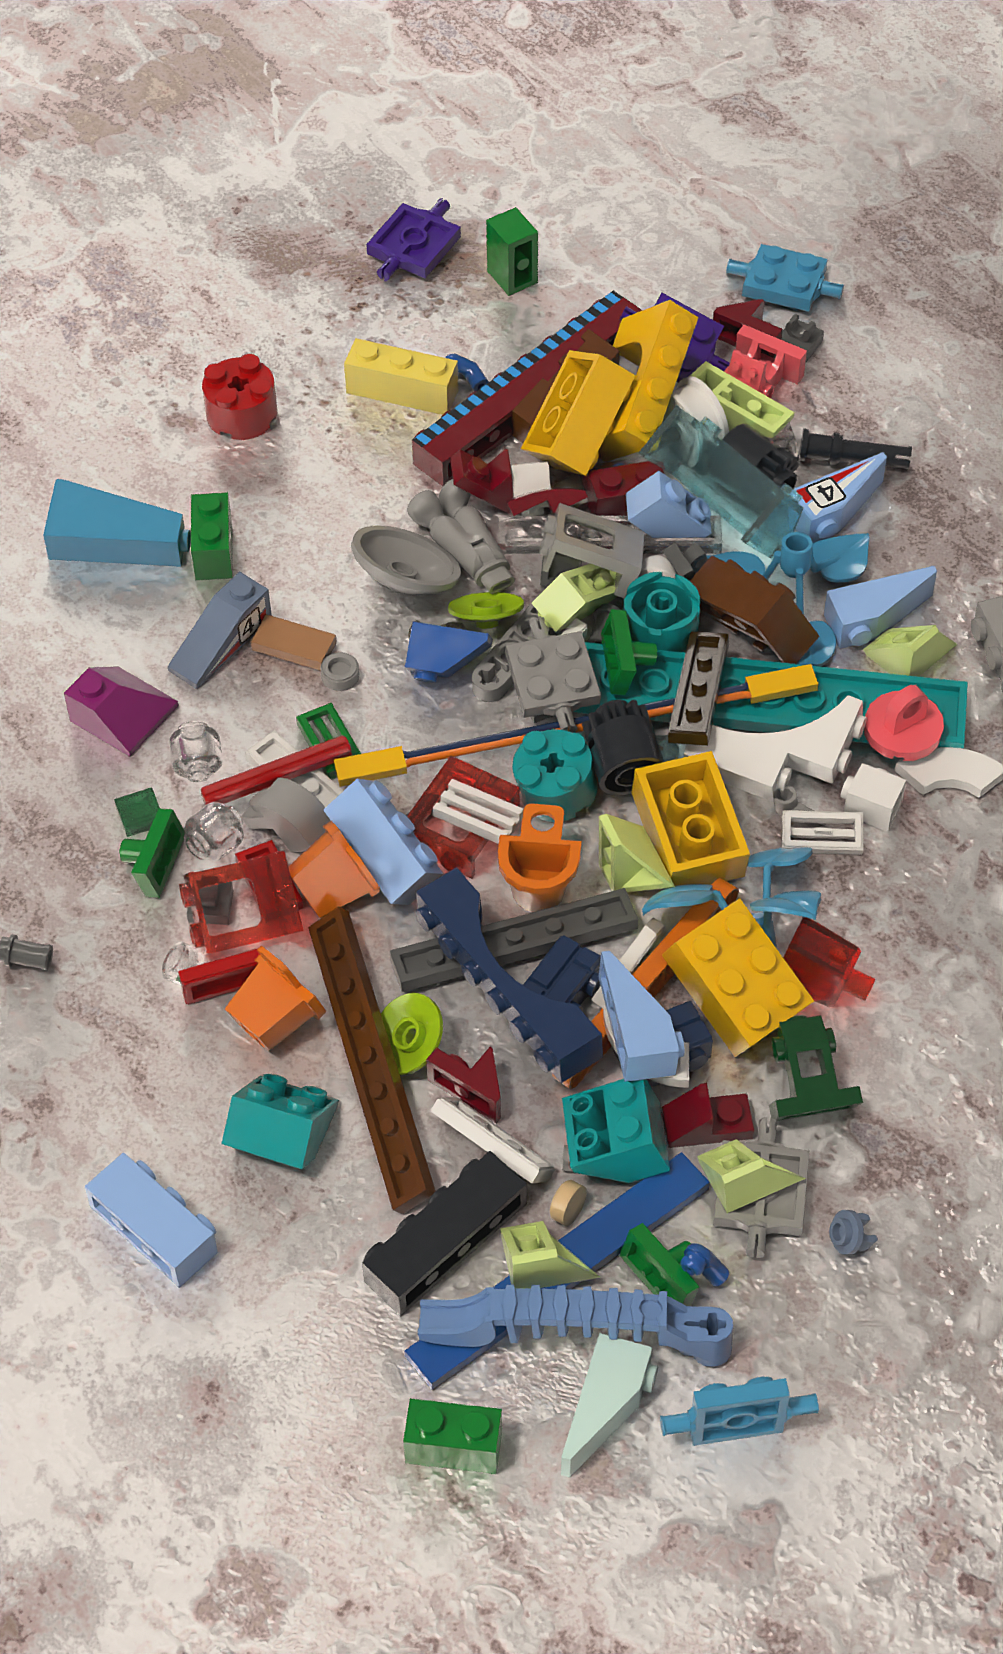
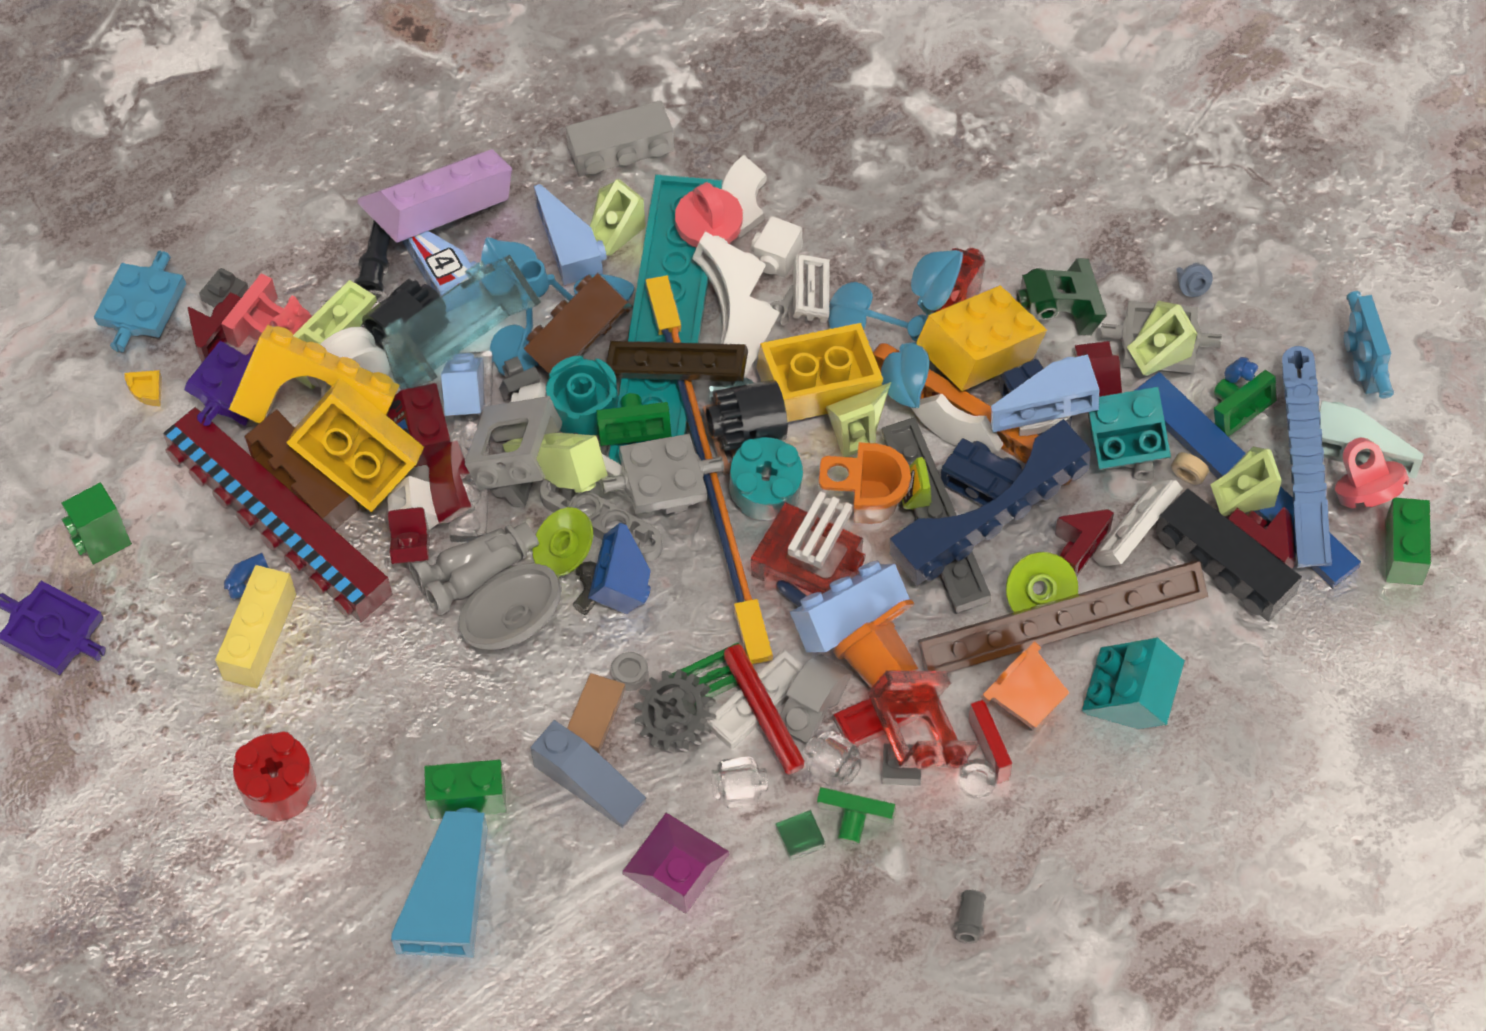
camera: 90 degrees left, 5 degrees up
(152, 1218) = (1239, 778): light blue brick -> none
(280, 697) = (683, 699): none -> dark grey gear
(465, 1268) = (1276, 538): none -> dark red slope
(534, 1395) = (1371, 482): none -> coral tile
(538, 912) = (919, 490): none -> lime slope
(685, 289) = (145, 386): none -> yellow tile
(914, 484) = (440, 195): none -> lavender slope

